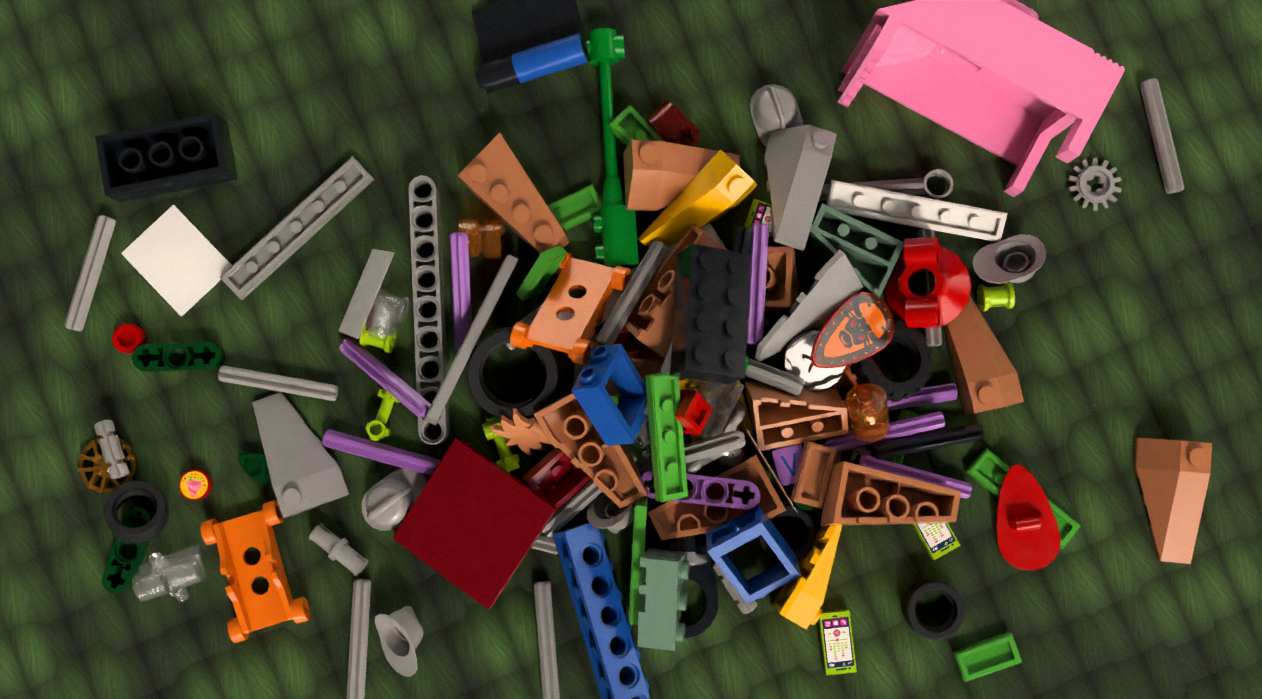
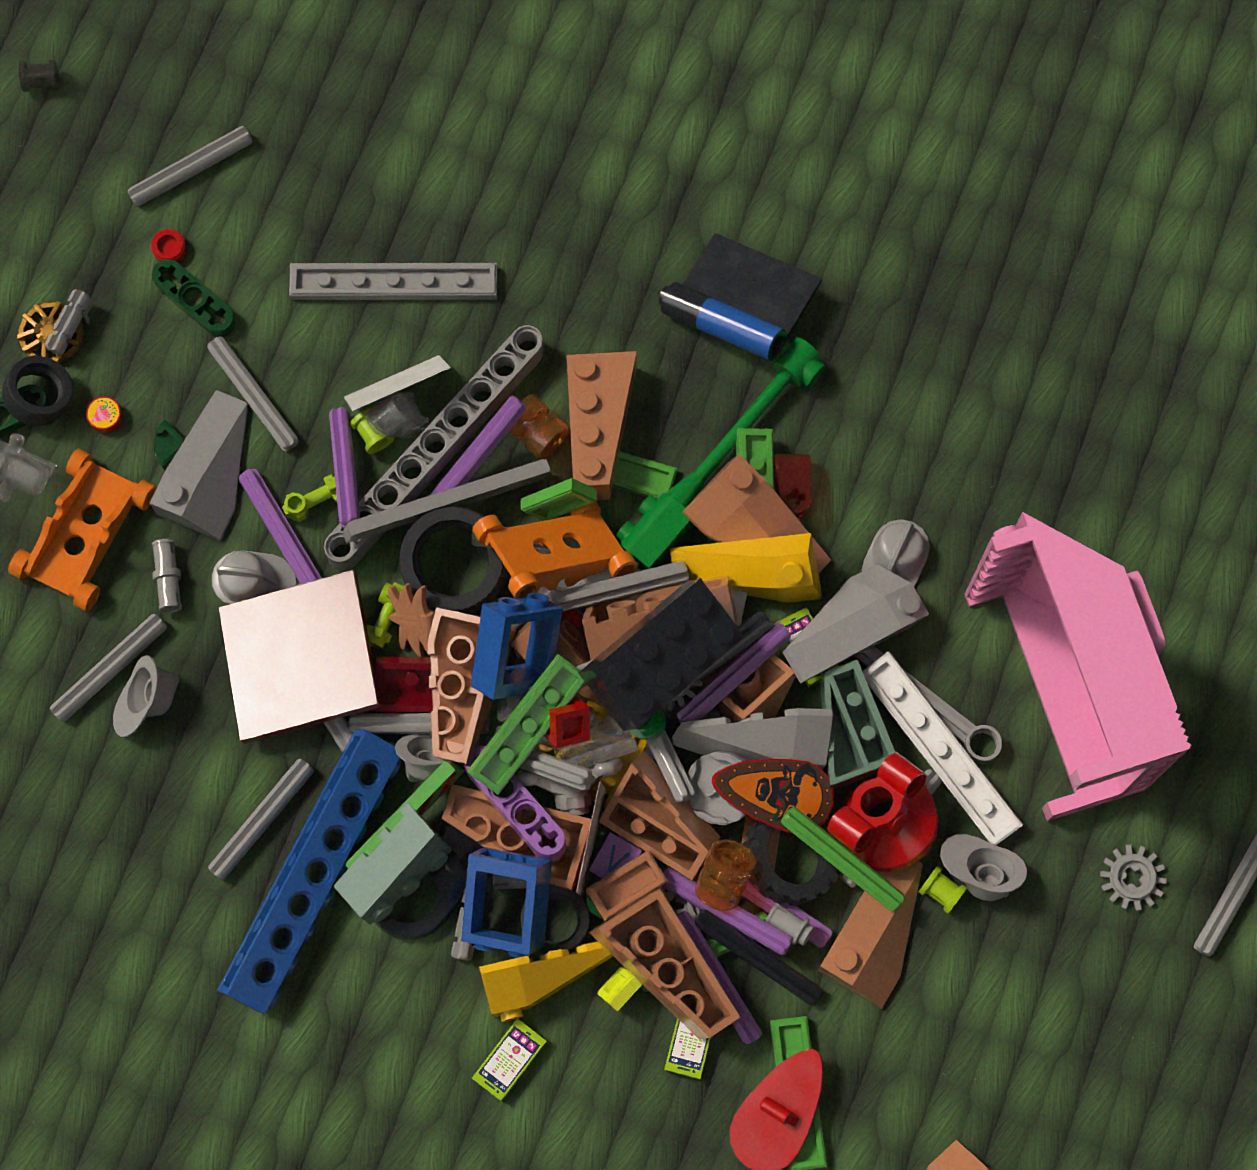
camera: 50 degrees right, 10 degrees down
(166, 157) = (343, 128): black brick -> none
(177, 260) = (269, 219): white sticker -> none
(864, 539) = (619, 988): none -> neon yellow tile
(927, 335) = (842, 858): none -> bright green axle
(930, 404) = (784, 920): none -> light grey pin
(956, 615) = (593, 1111): black tyre -> none

